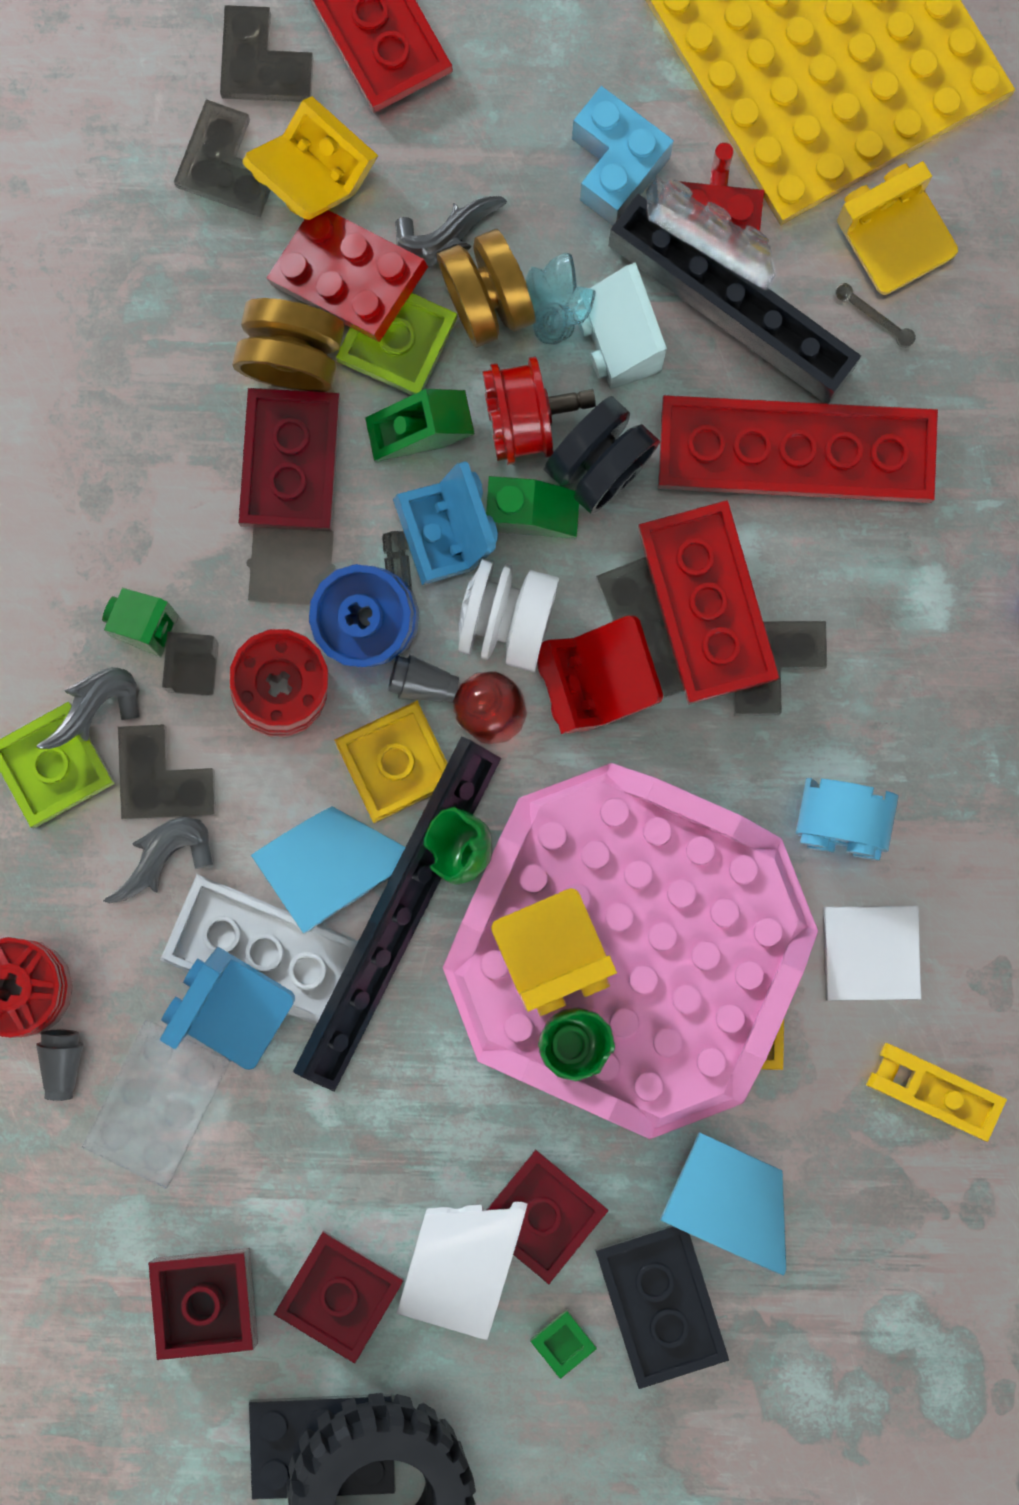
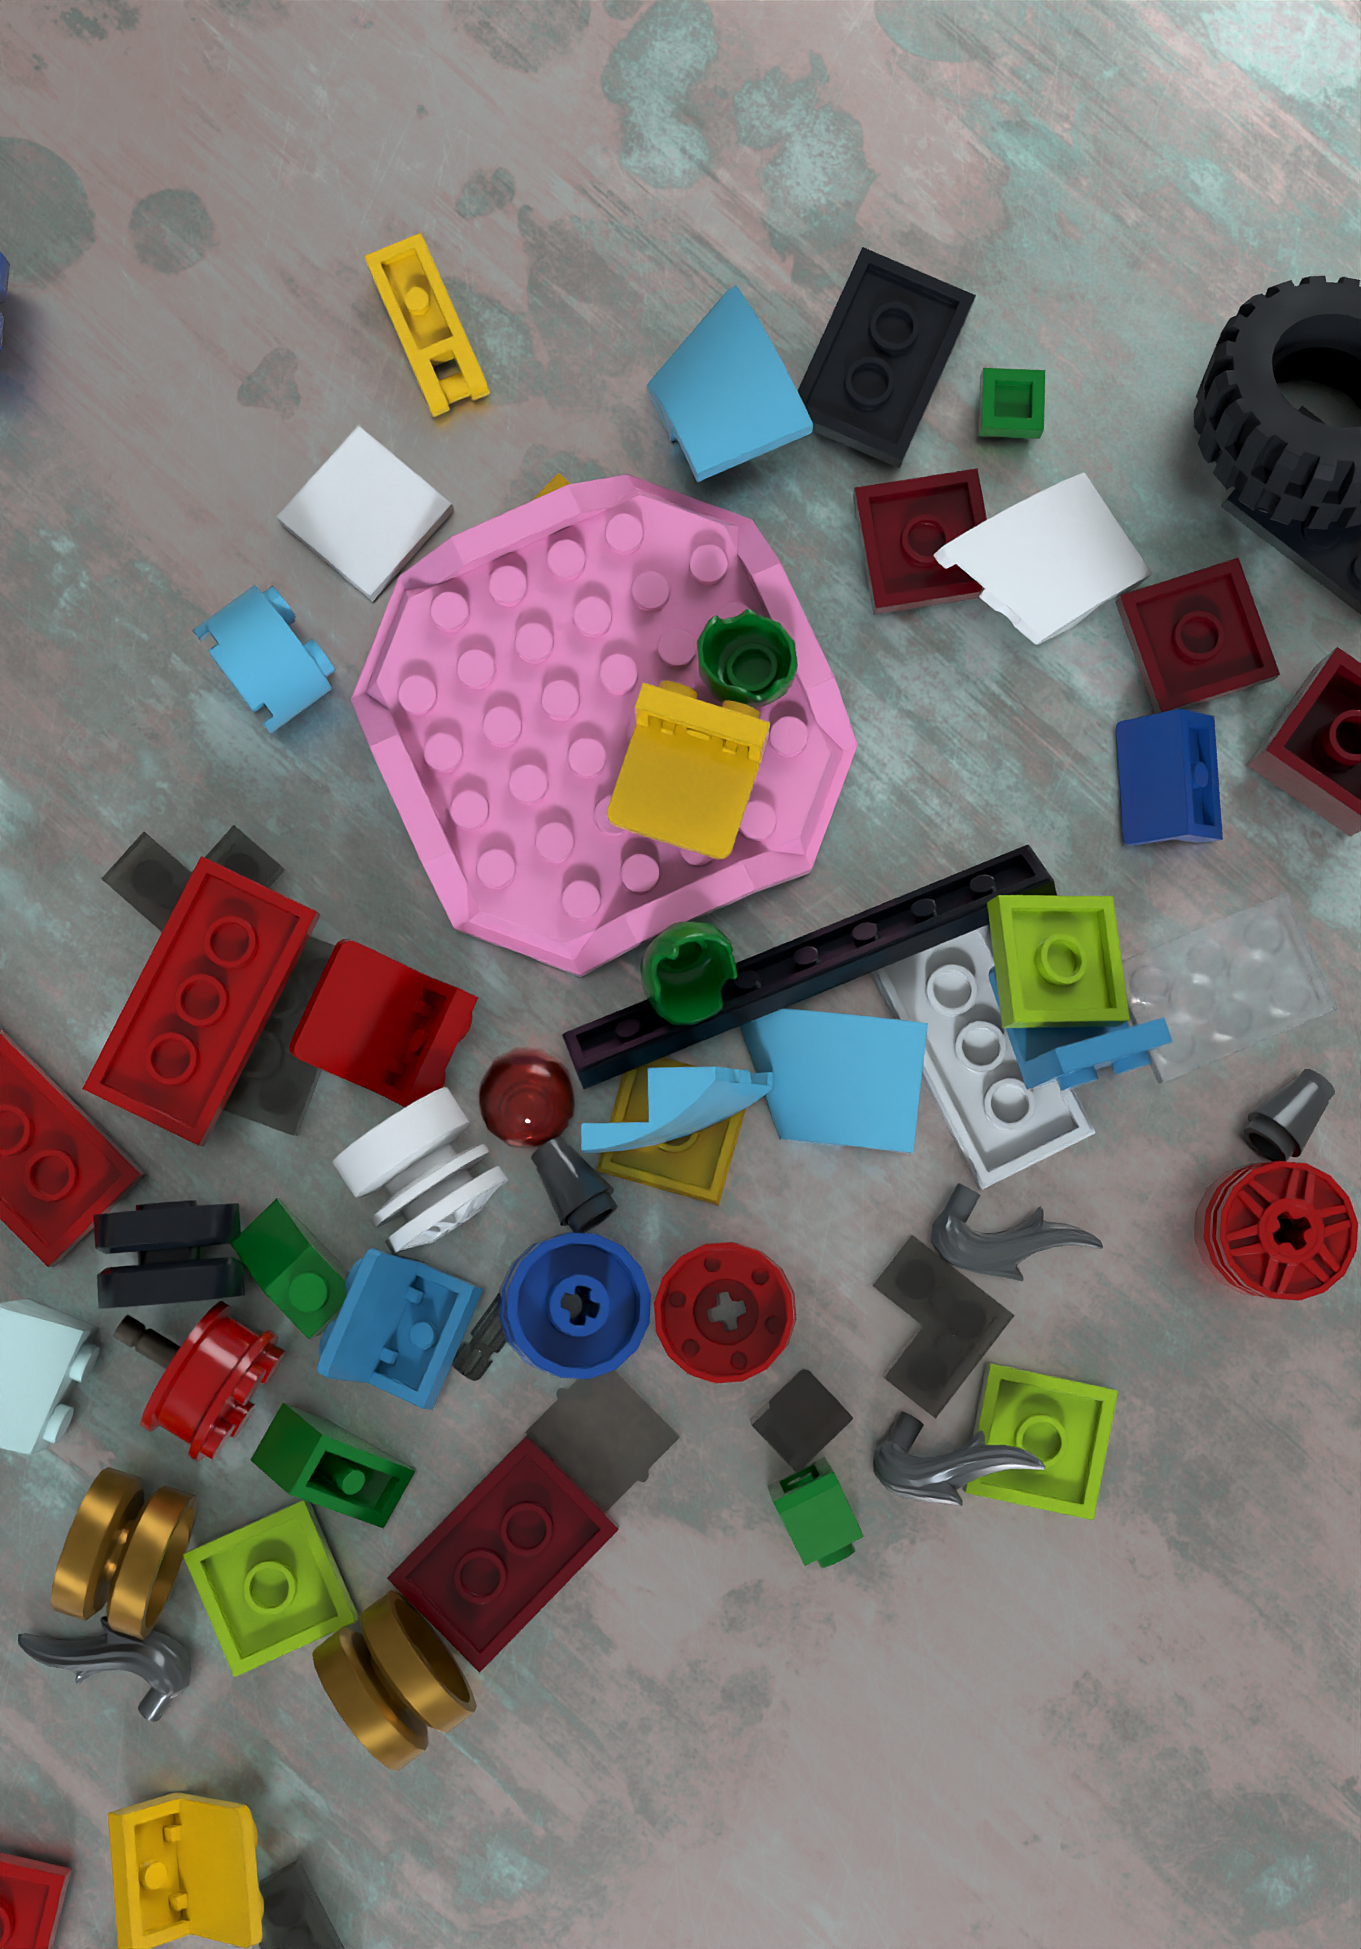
camera: 140 degrees left, 0 degrees up
(260, 1032) = (1057, 961): none -> lime plate
(285, 1199) = (1169, 778): none -> blue panel
(348, 273) = (259, 1706): plate -> none
(402, 766) = (680, 1105): none -> medium azure slope
(557, 299) = (58, 1470): clear light blue plate -> none

